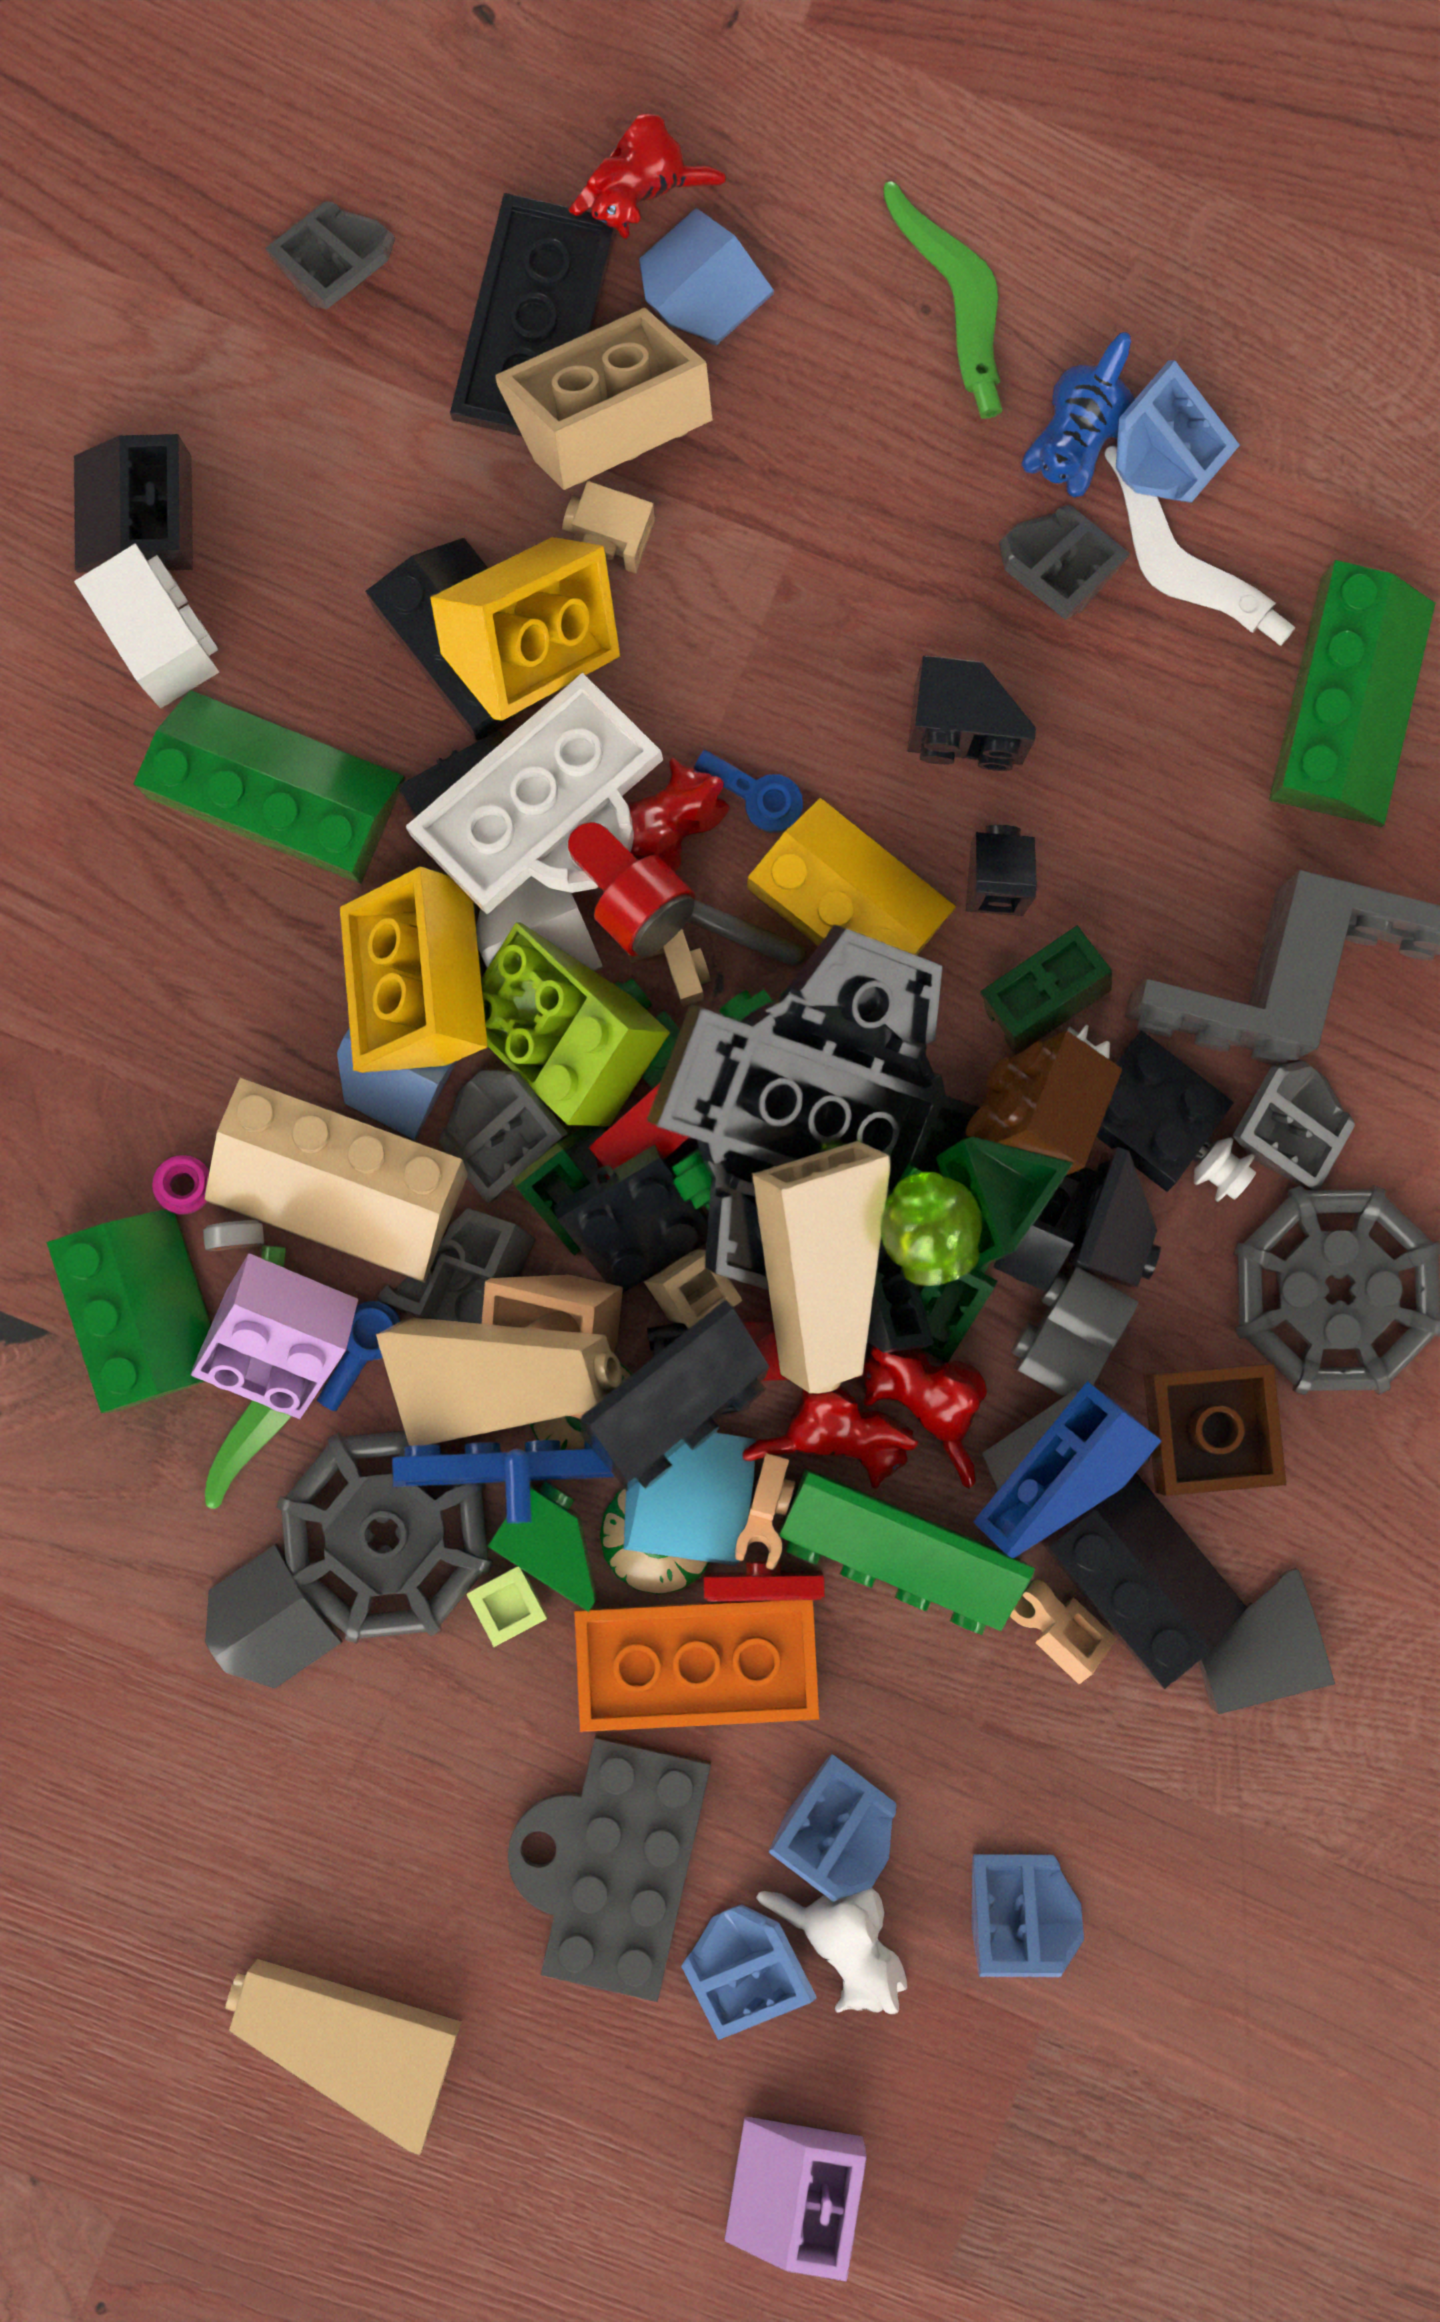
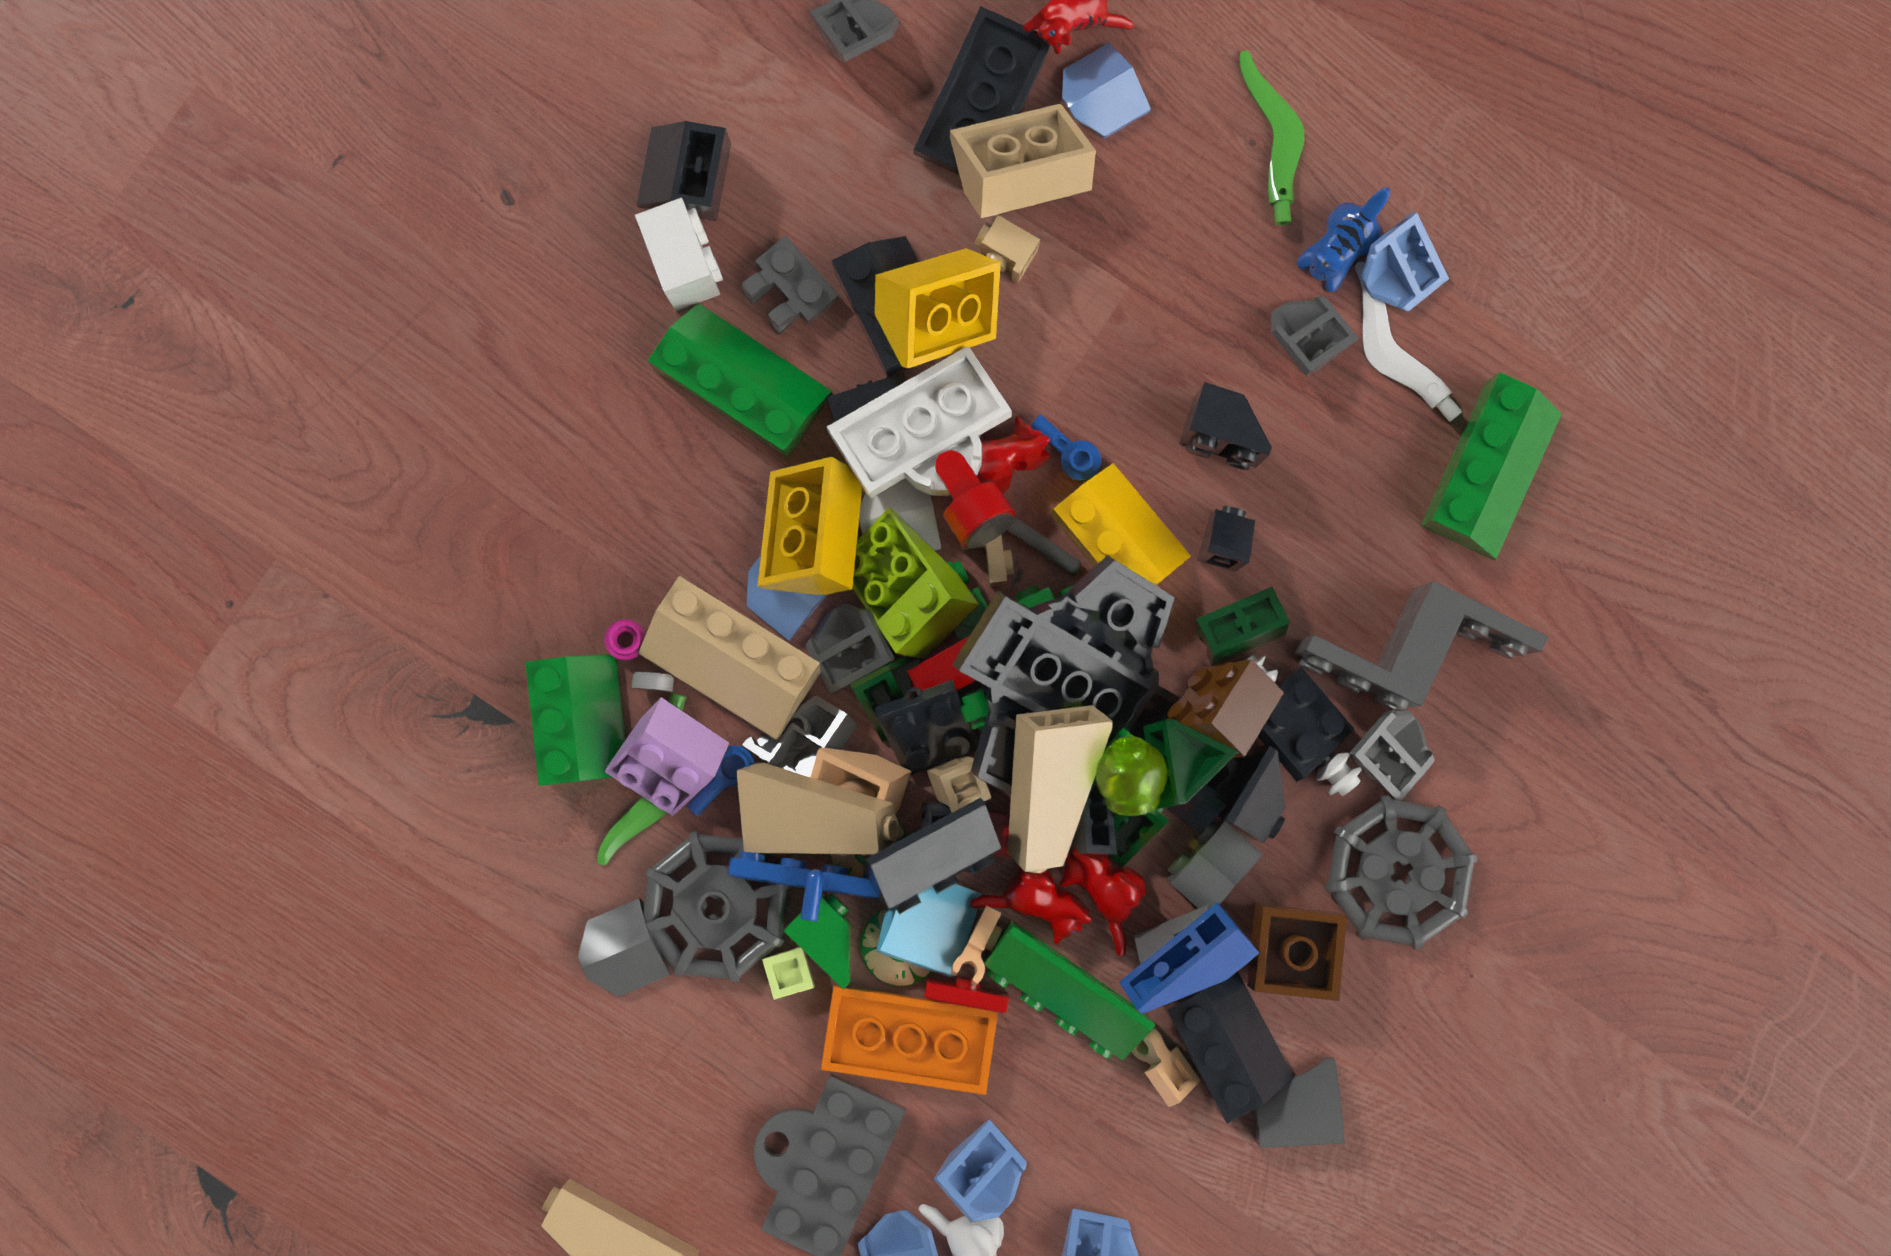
camera: 10 degrees right, 0 degrees up
(322, 631) = (797, 282): none -> dark grey plate

